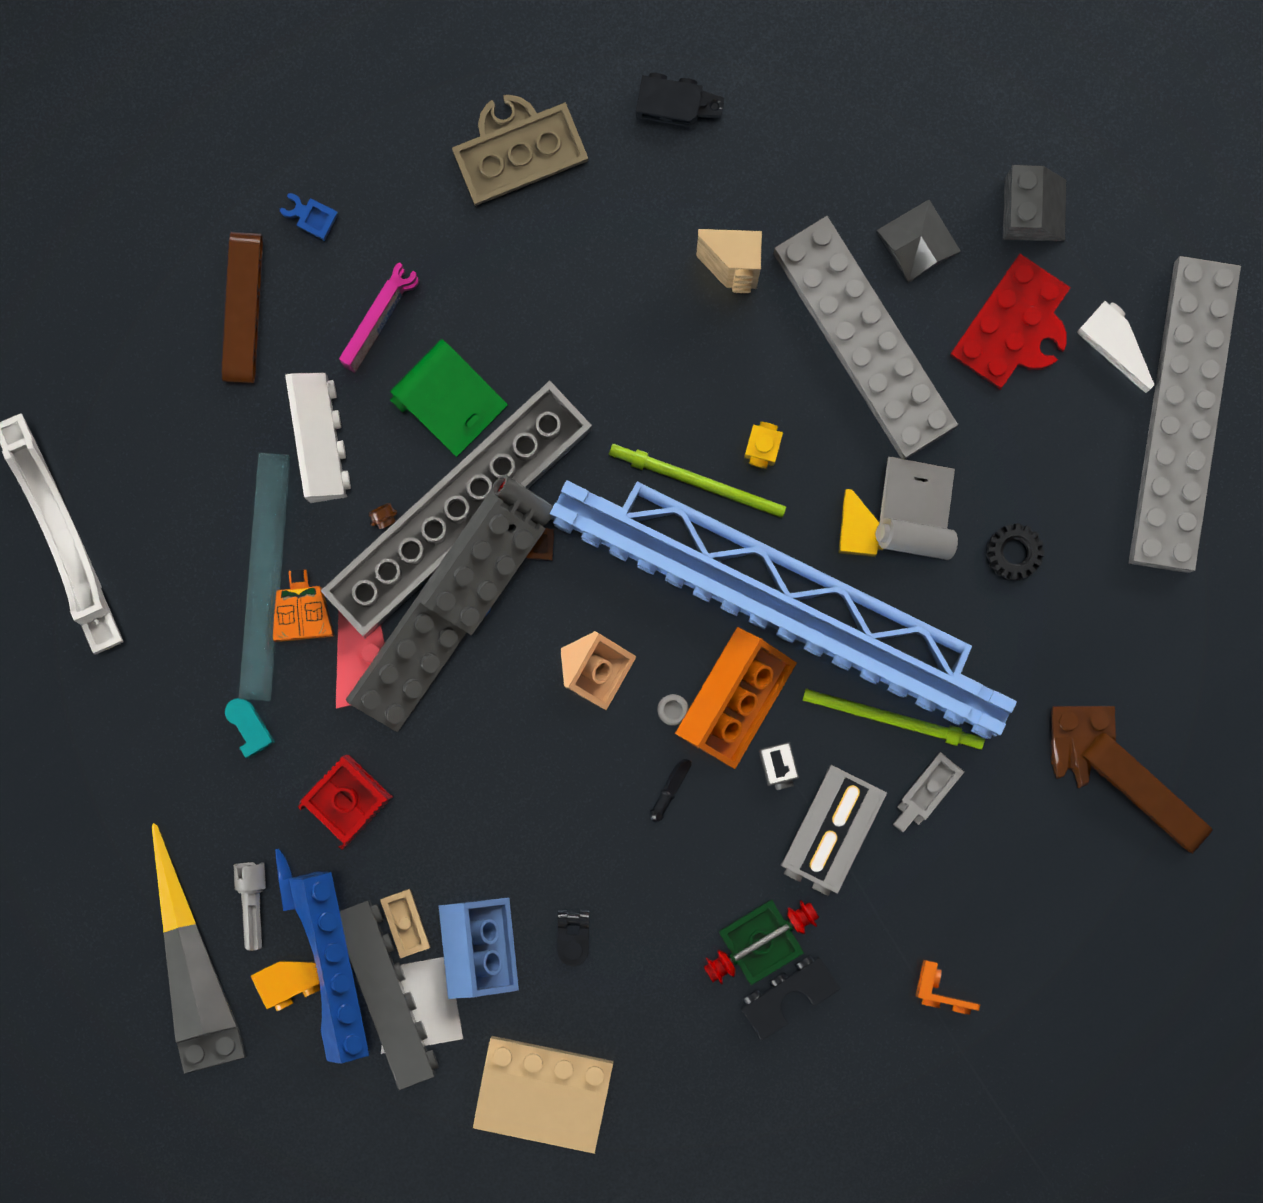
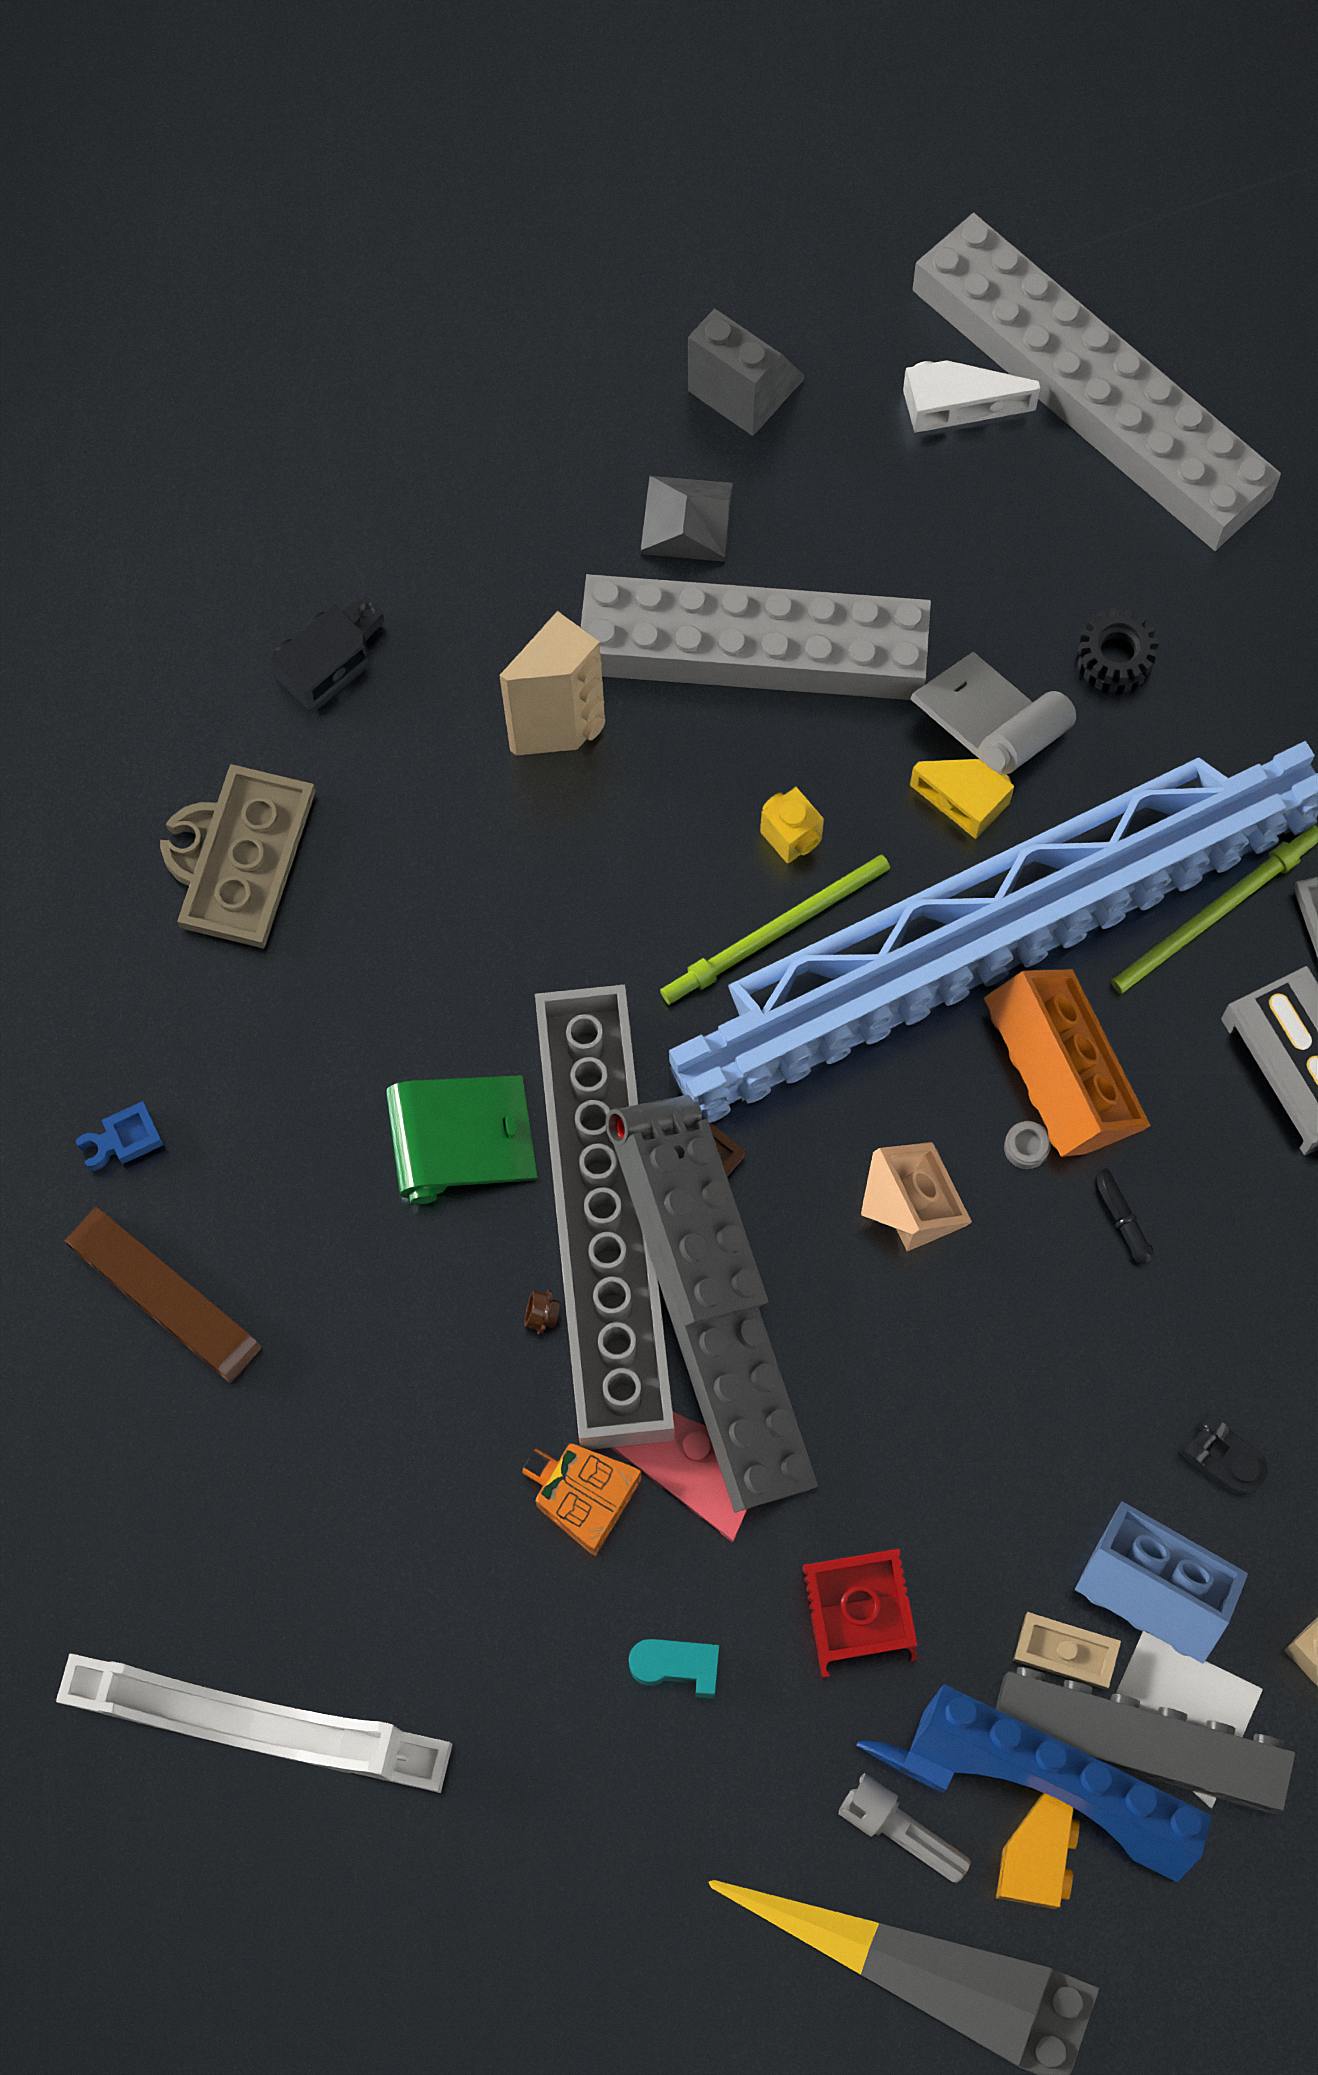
camera: 55 degrees left, 15 degrees down
(264, 576) = (507, 1511): clear light blue plate -> none
(316, 436) = (386, 1316): white slope -> none
(377, 317) = (285, 1087): dark pink tile -> none
(779, 765) = (1184, 1068): brick -> none
(1015, 324) = (858, 483): red plate -> none

